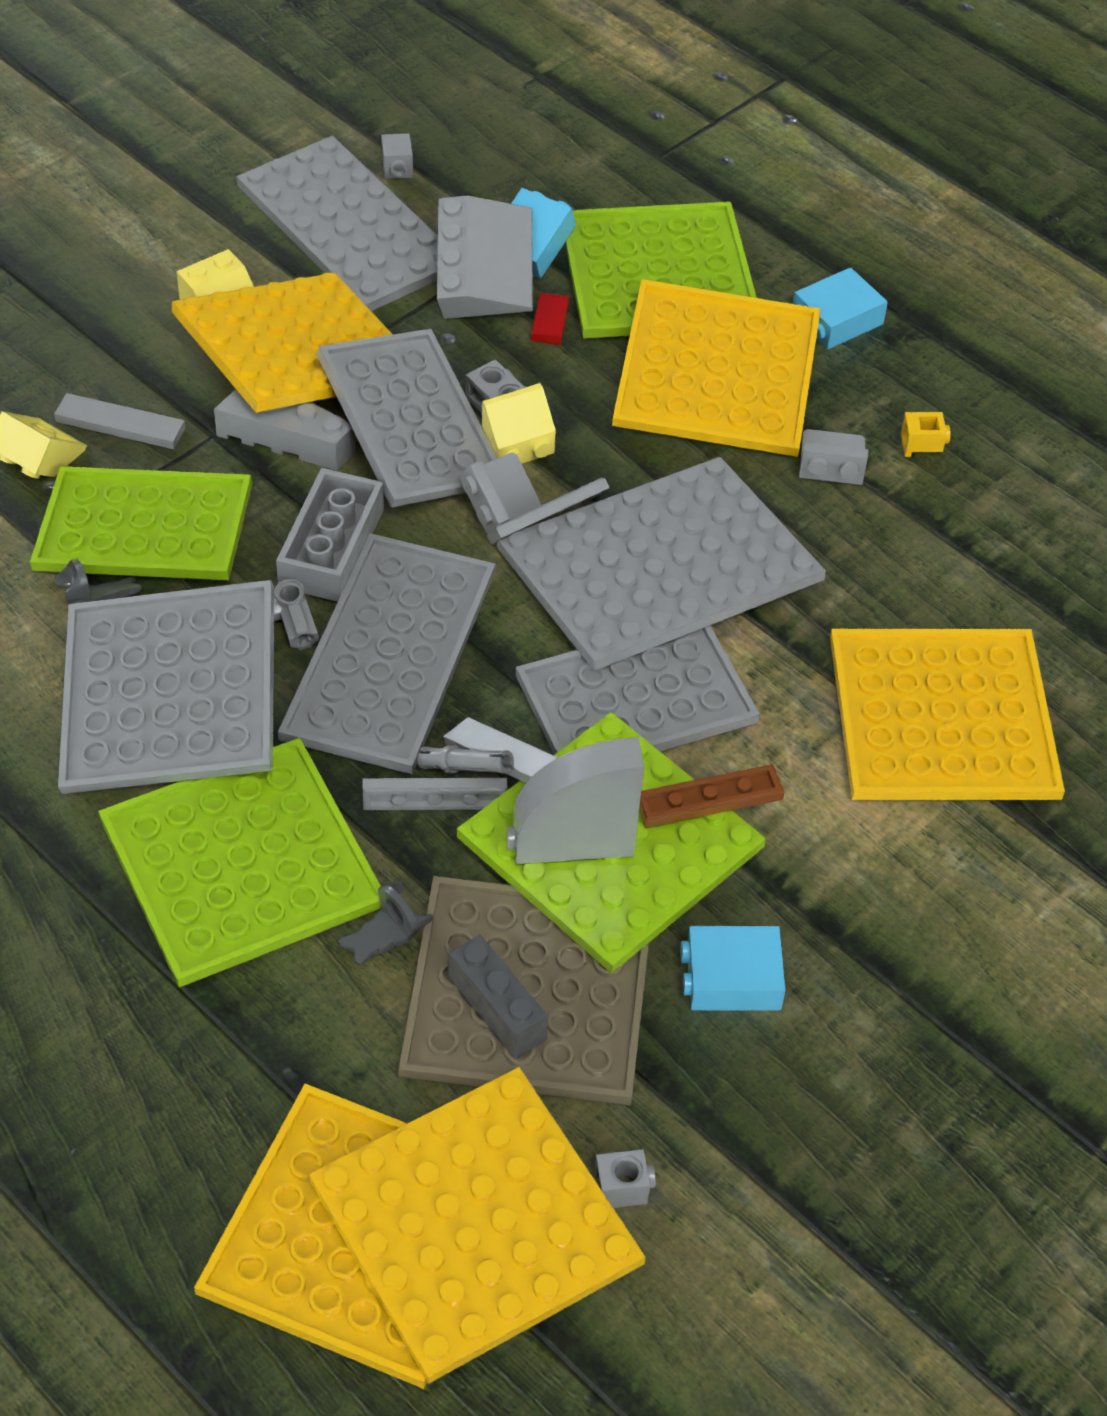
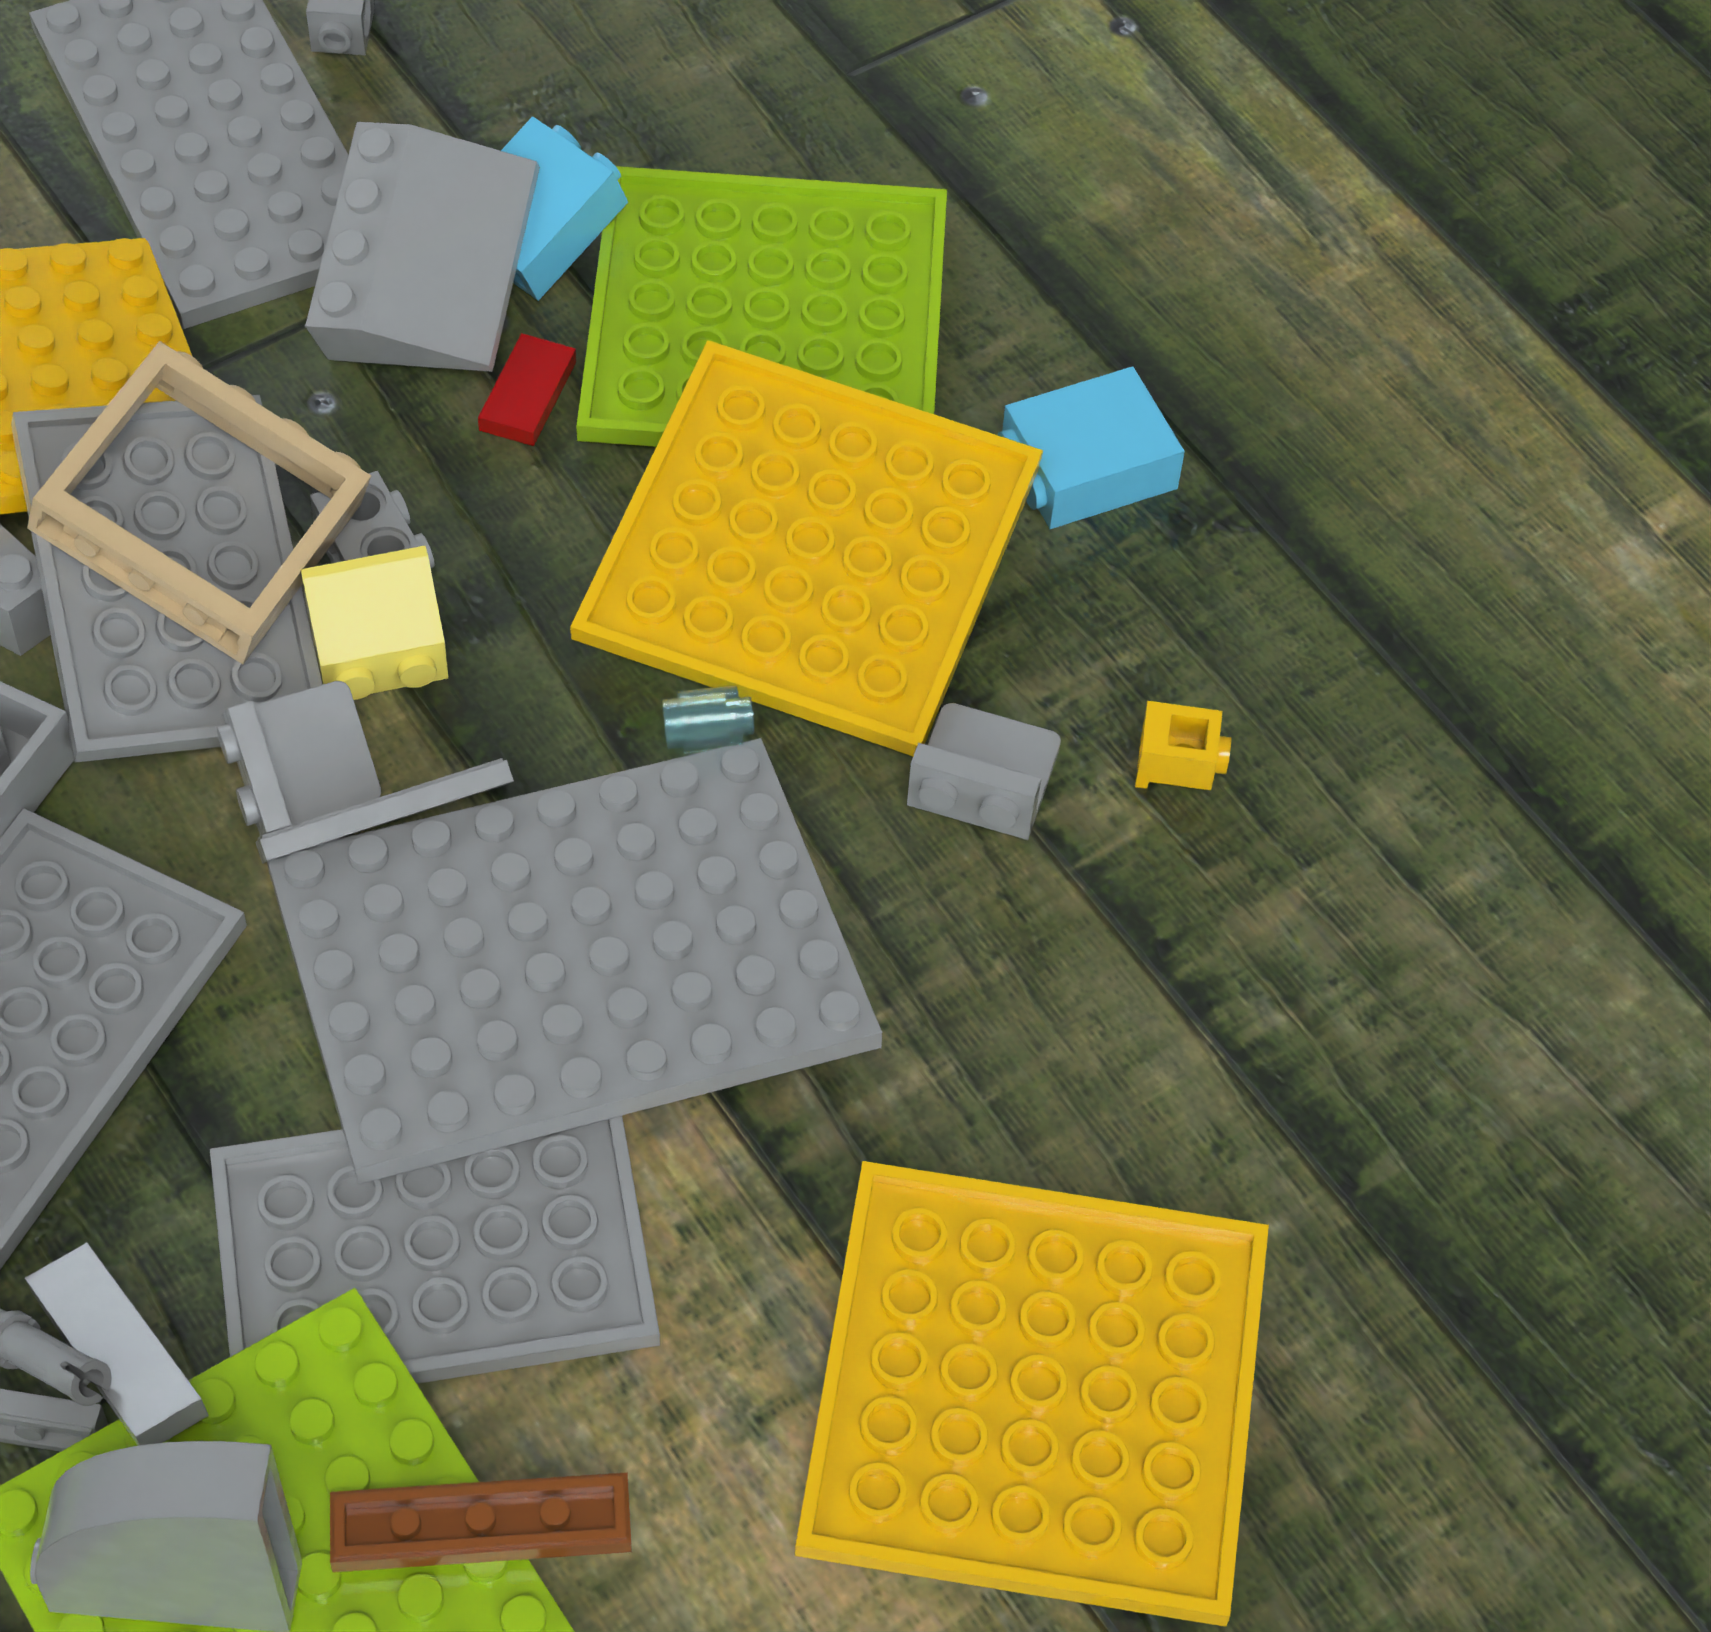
camera: 10 degrees right, 5 degrees up
(409, 411) = (152, 574): none -> tan window
(691, 451) = (707, 719): none -> clear light blue brick

